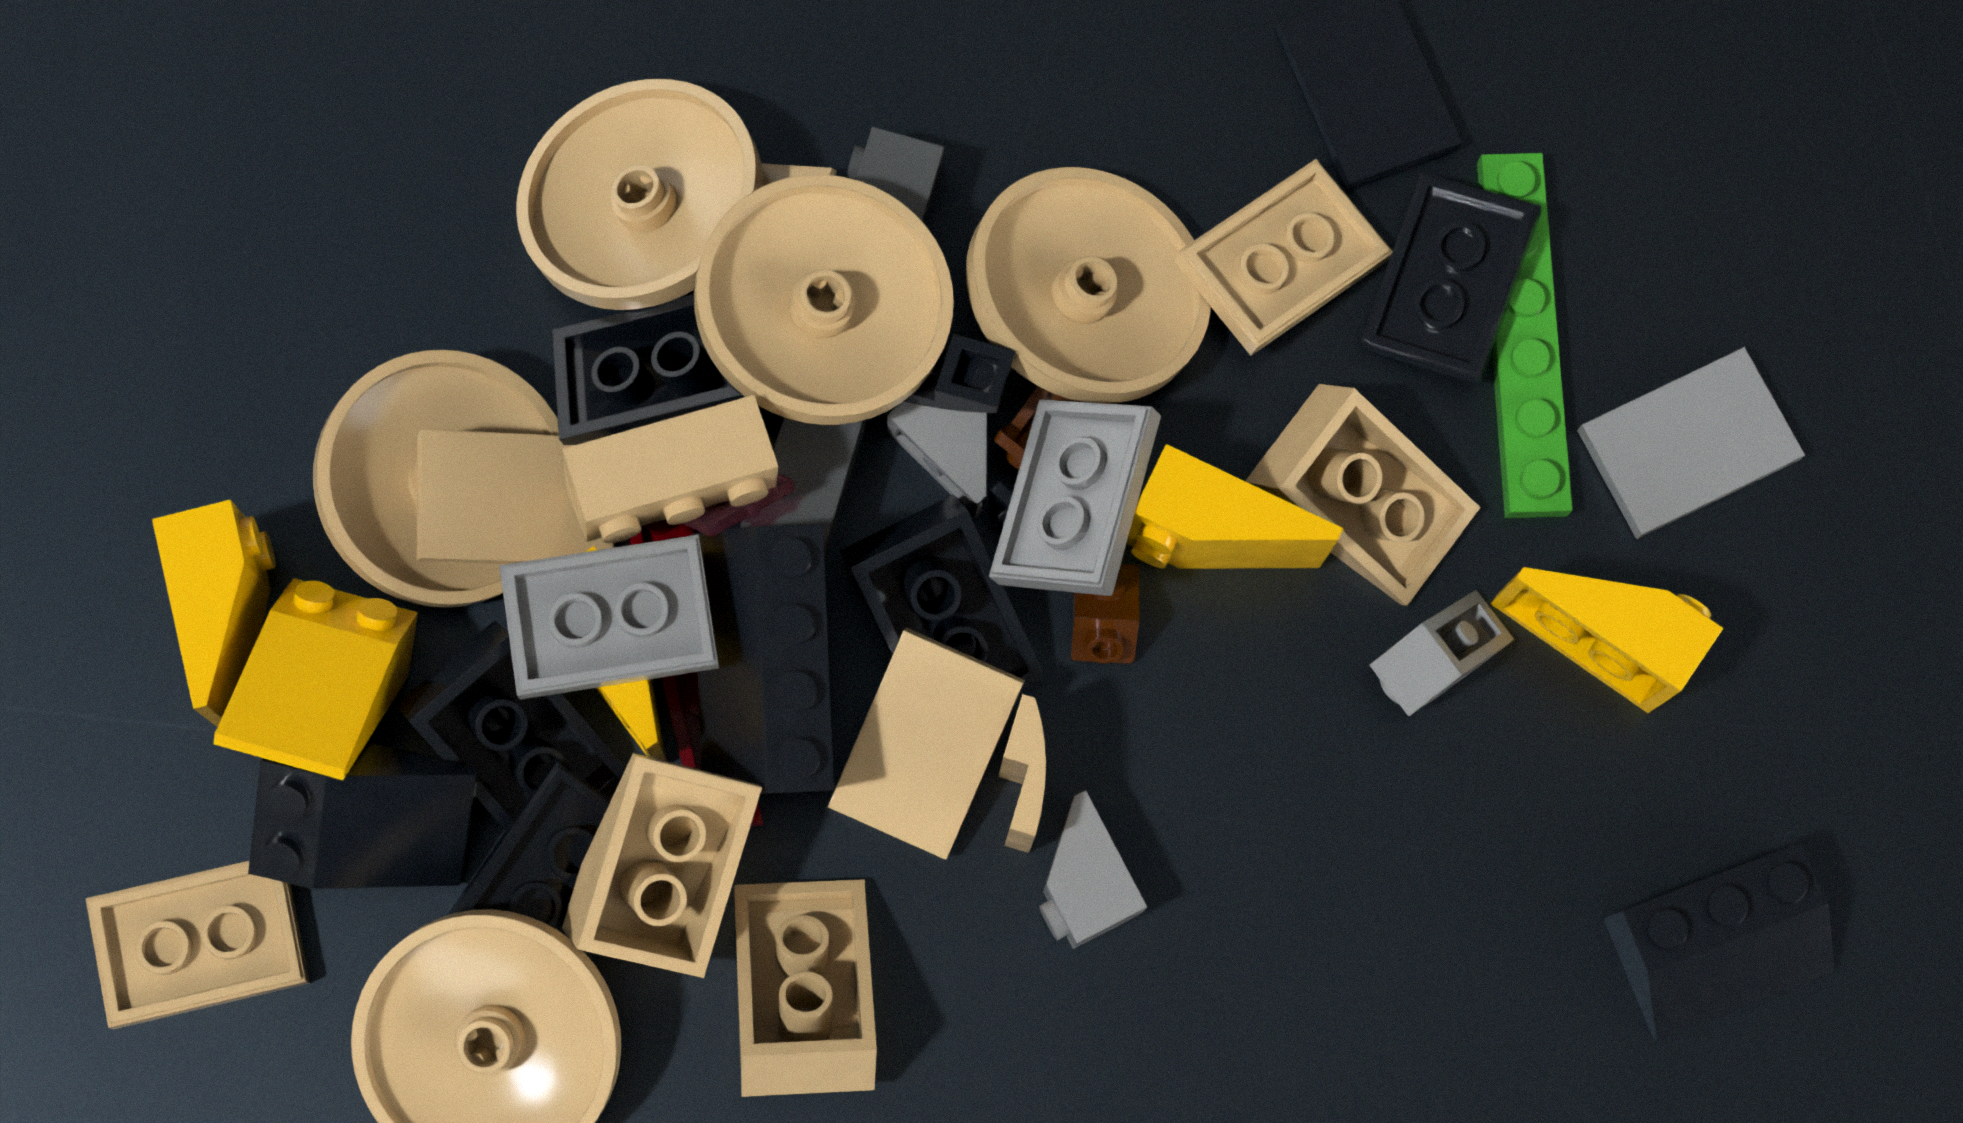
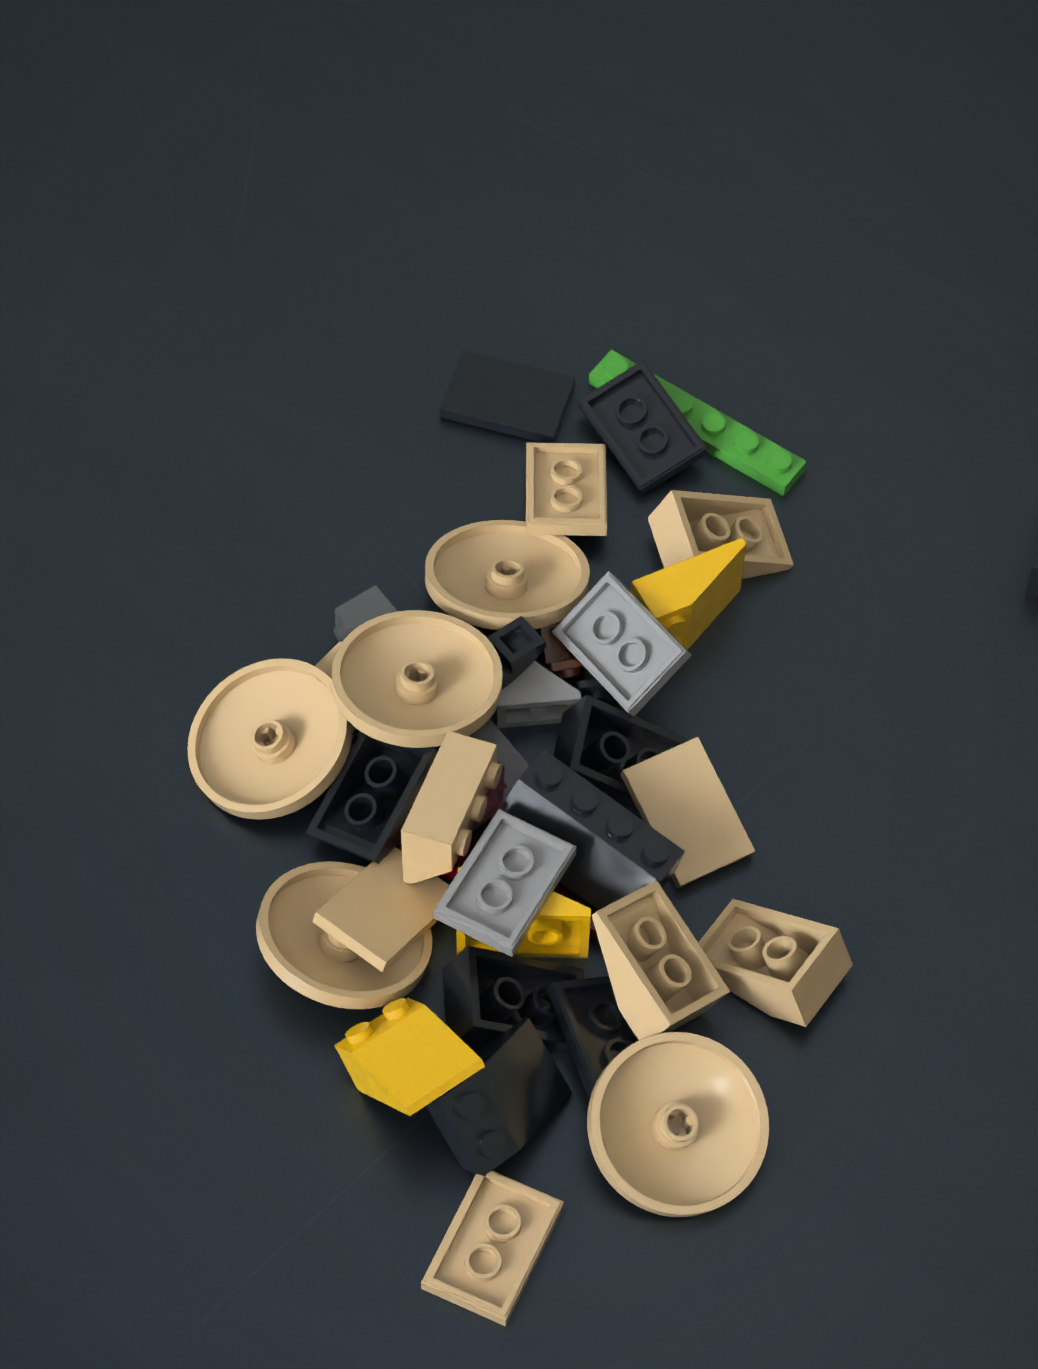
camera: 45 degrees left, 20 degrees down
(217, 595) = (311, 1087): yellow slope -> none
(1025, 764) = (747, 773): tan slope -> none
(1087, 880) = (818, 790): light grey slope -> none
(1107, 625) = (691, 692): reddish brown bracket -> none
(1441, 652) = (833, 564): light grey slope -> none
(1622, 633) = (886, 479): yellow slope -> none
(1690, 443) = (813, 393): light grey tile -> none

